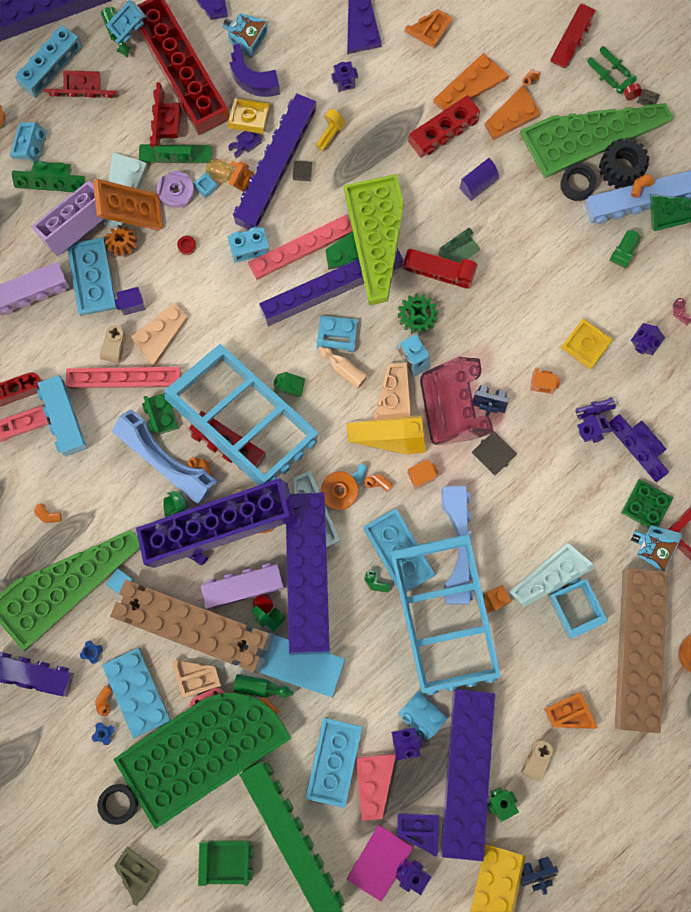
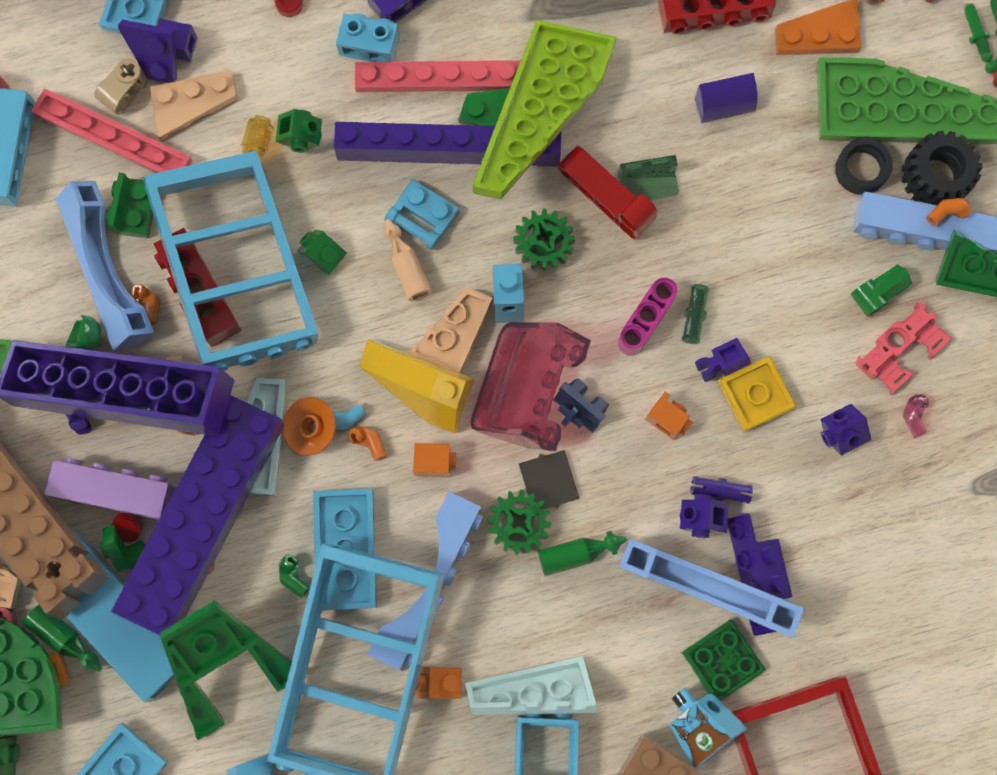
camera: 30 degrees right, 0 degrees up
(122, 312) = (152, 49): none -> dark purple wing
(213, 334) = (257, 135): none -> clear yellow brick
(238, 319) = (299, 130): none -> green brick
(352, 644) = (204, 644): none -> green wing
(484, 483) = (529, 513): none -> green gear
(504, 321) = (650, 303): none -> dark pink beam
(527, 314) = (695, 314): none -> clear green pin
(533, 486) = (577, 553): none -> green wheel
(558, 332) = (726, 358): none -> dark purple plate
(622, 465) = (712, 587): none -> light blue arch
(646, 285) = (882, 358): none -> coral piece

